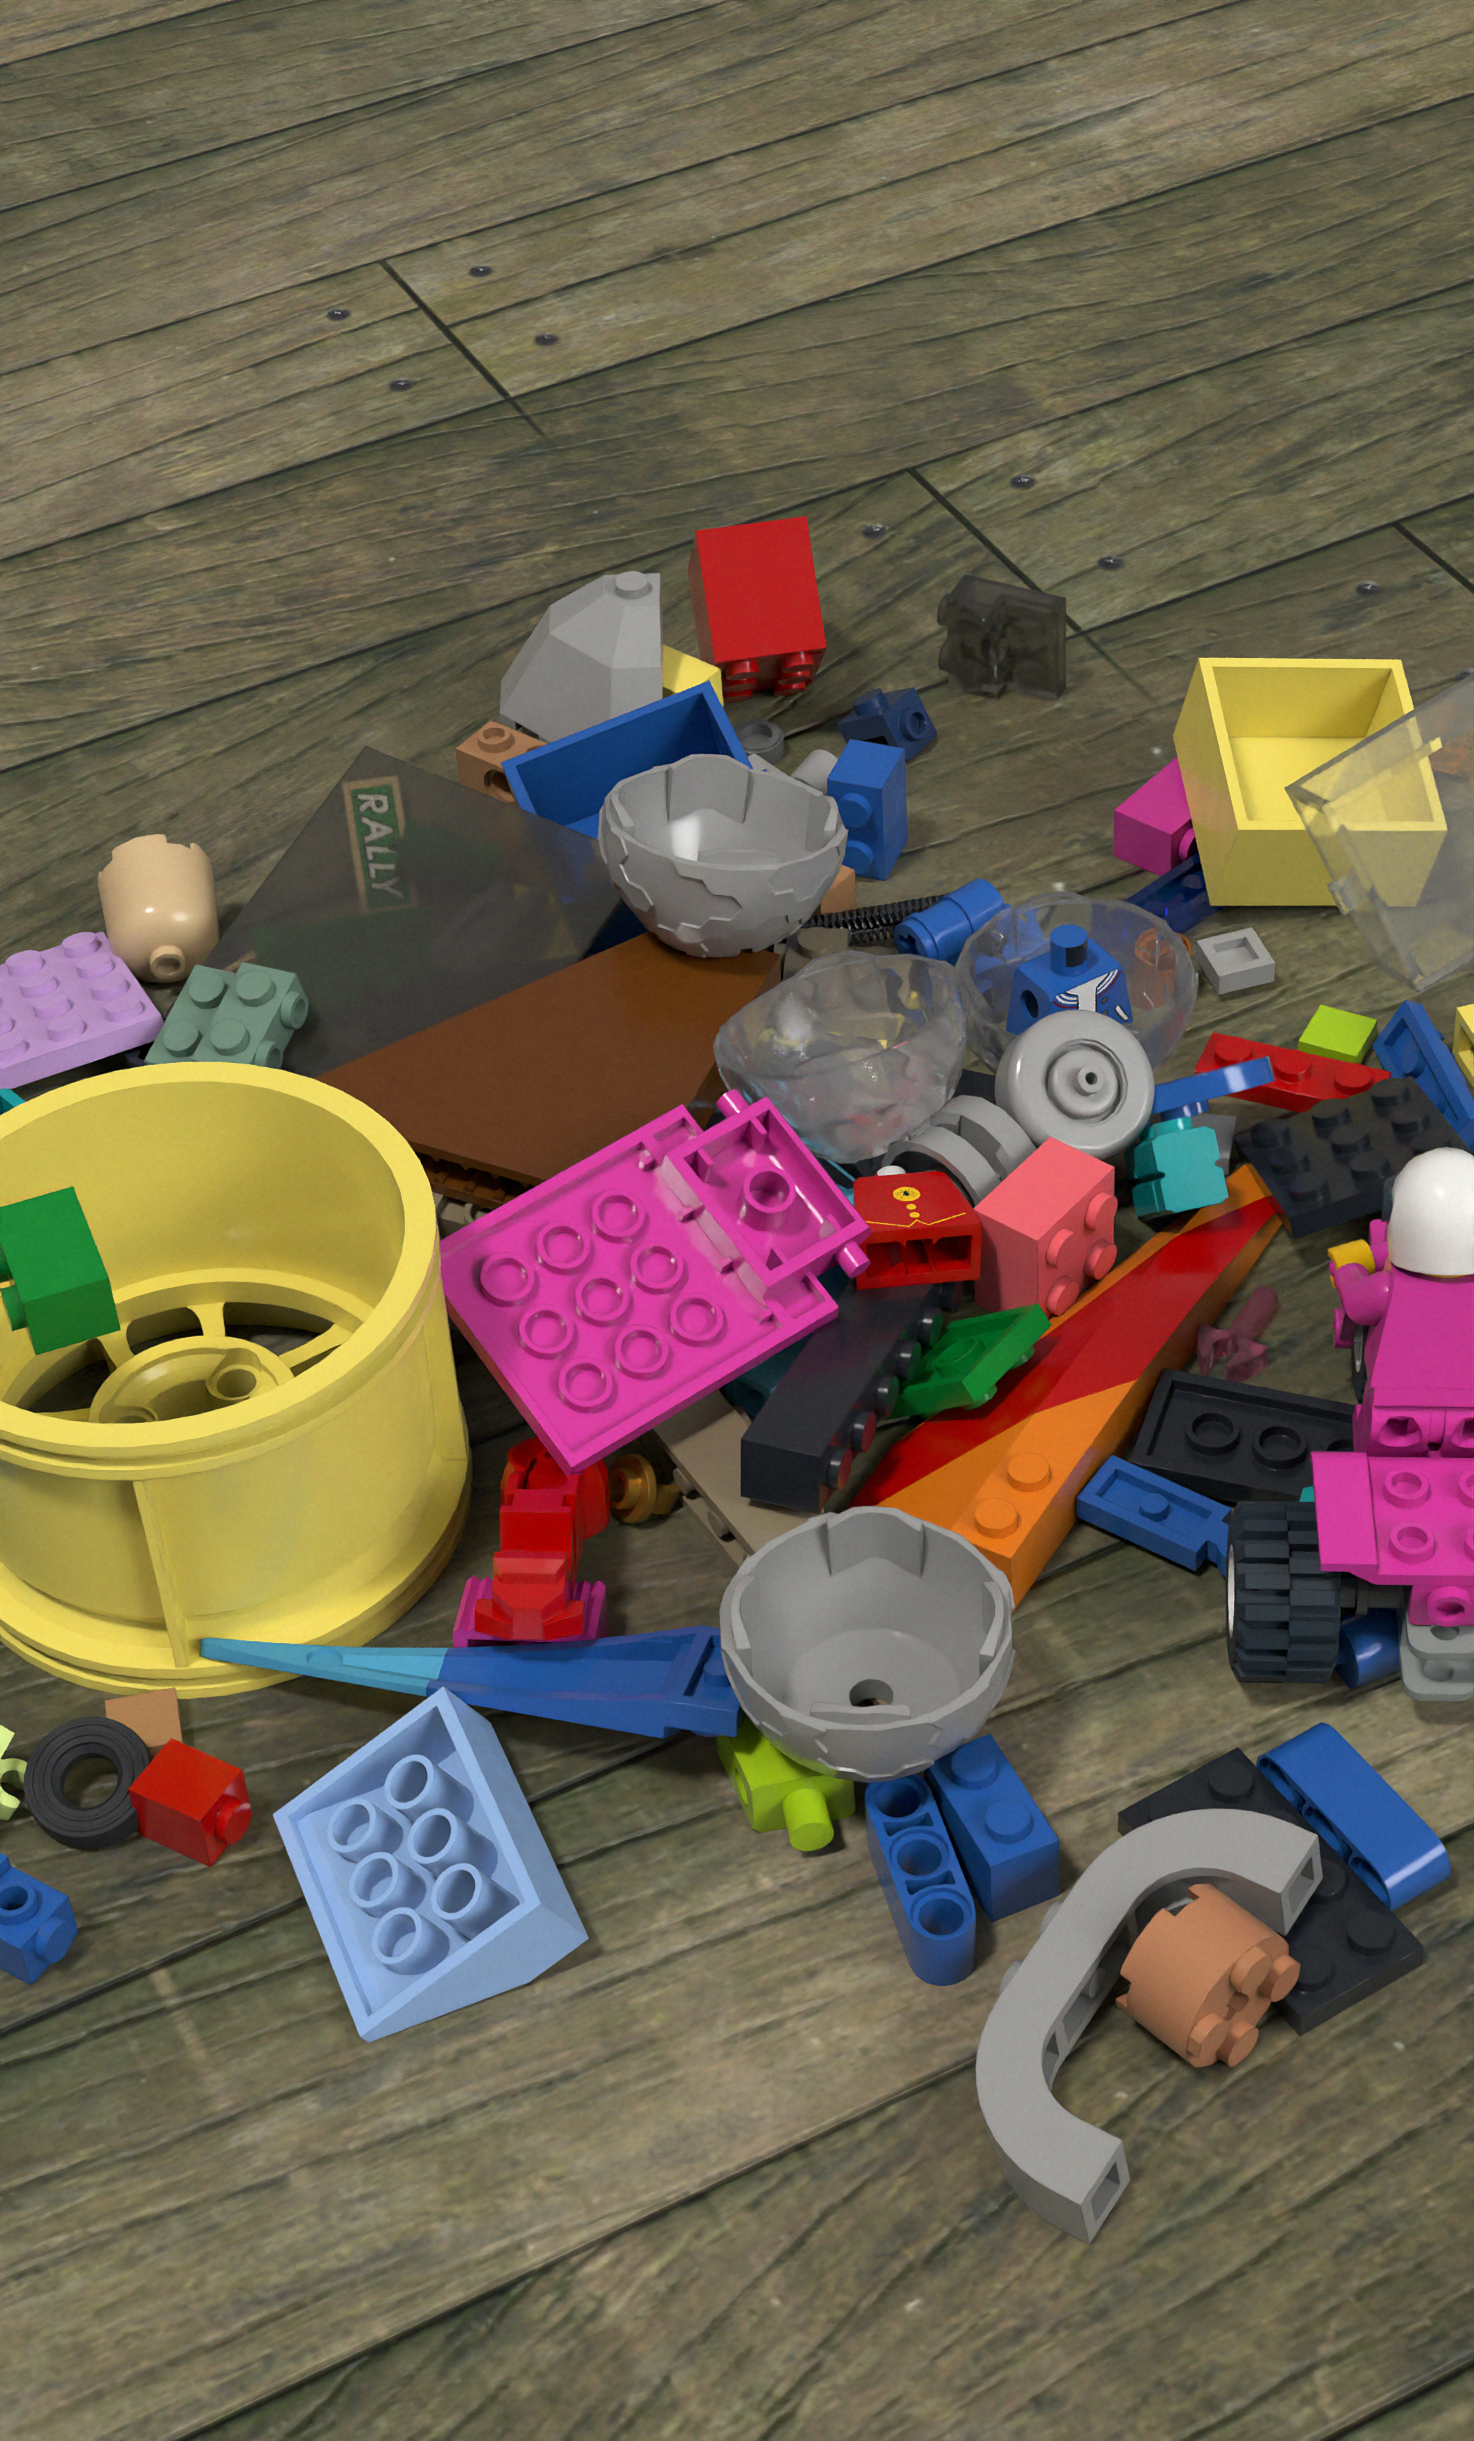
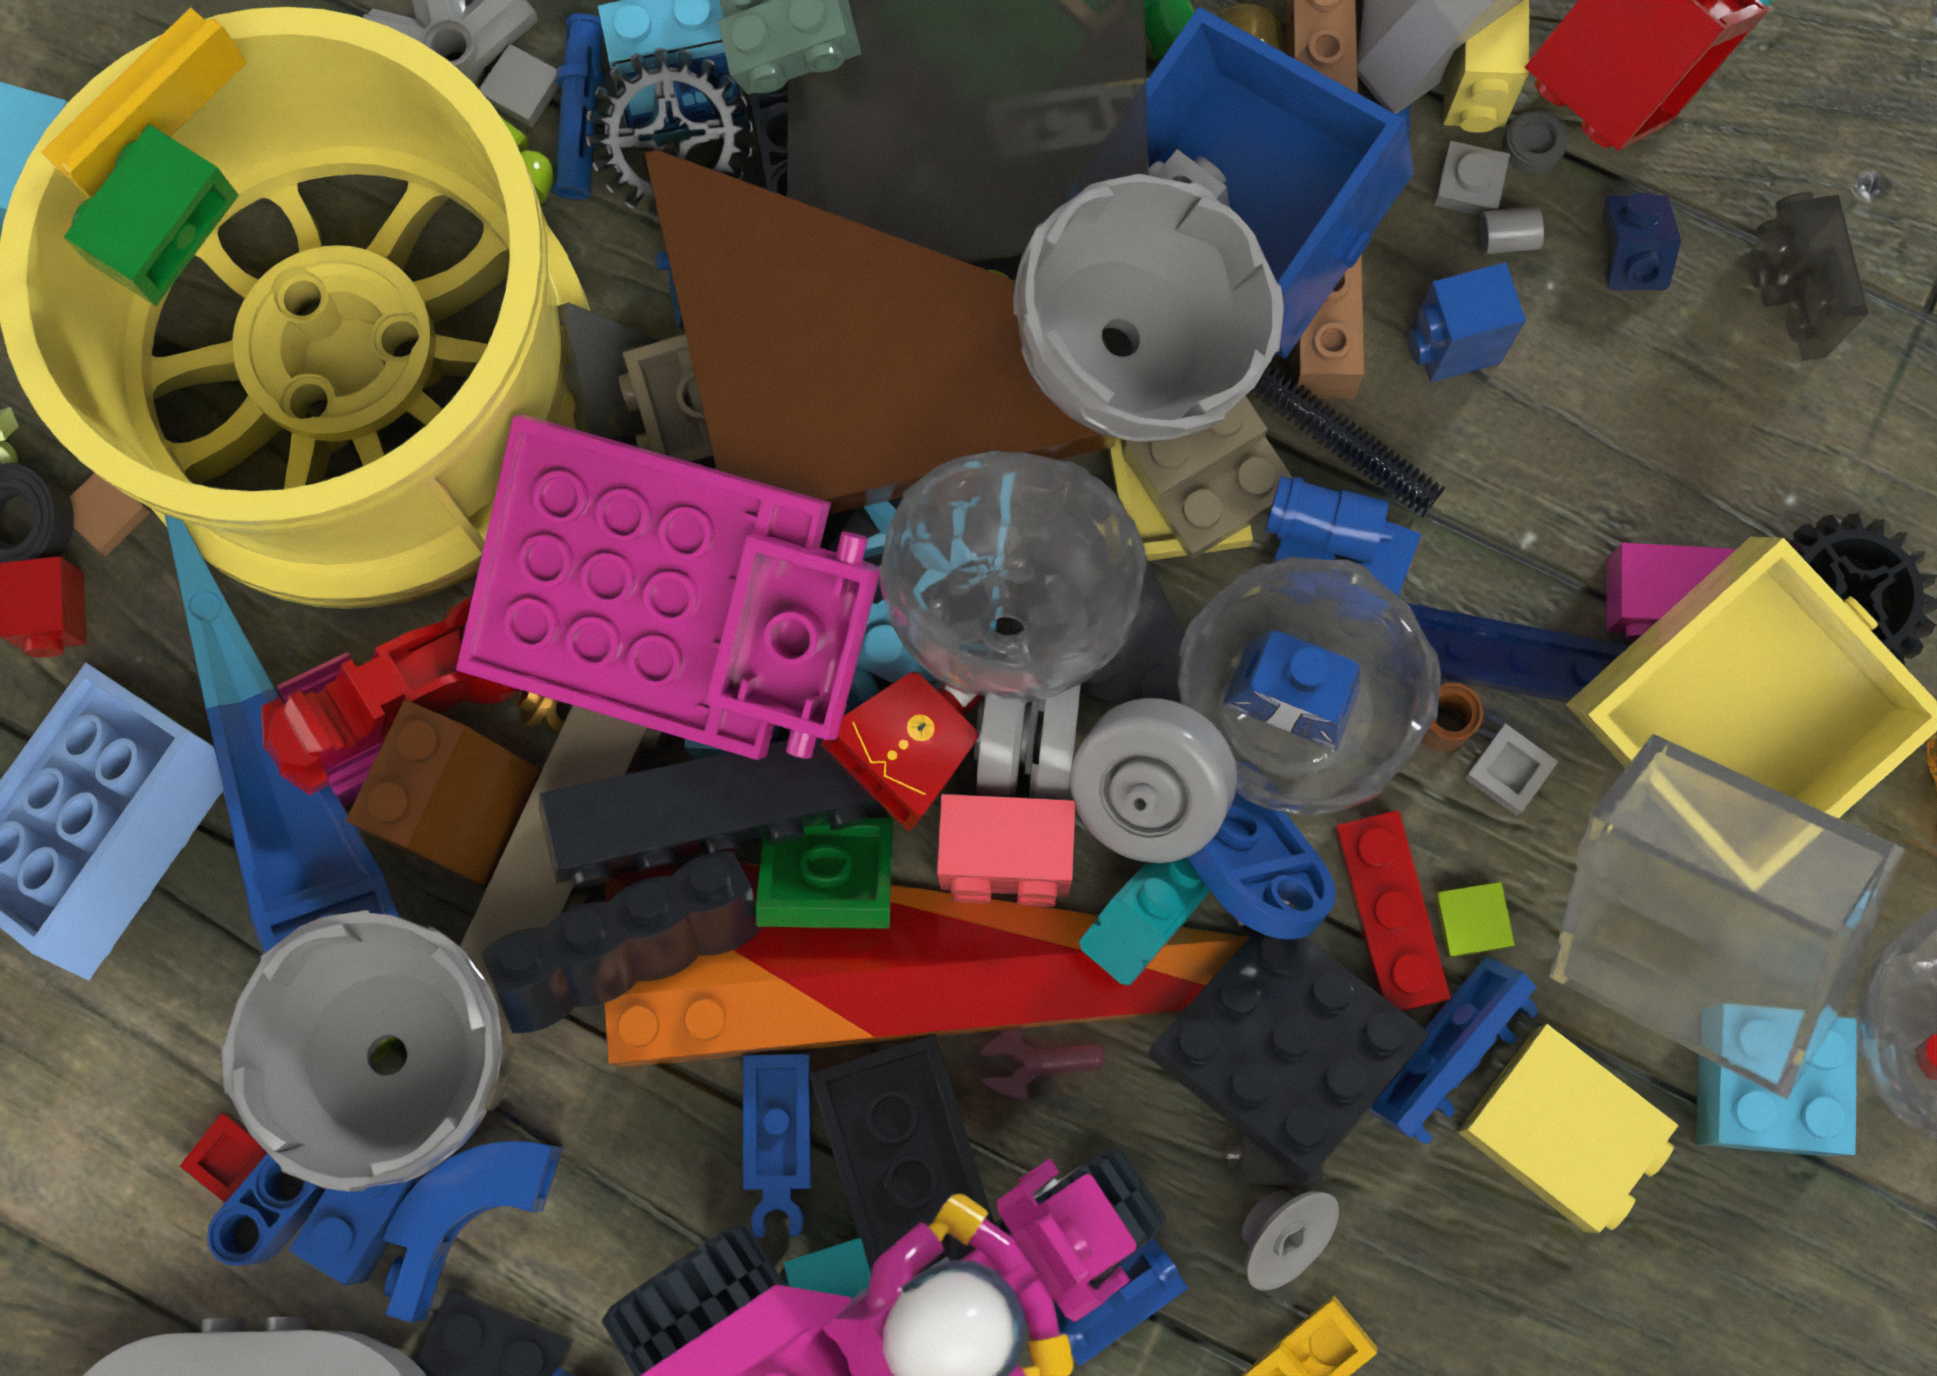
camera: 55 degrees right, 35 degrees up
(648, 1551) = (444, 794): none -> reddish brown slope
(857, 1920) = (224, 1157): none -> red plate
(921, 1447) = (609, 946): none -> black brick
(1042, 1724) = (447, 1200): none -> blue arch

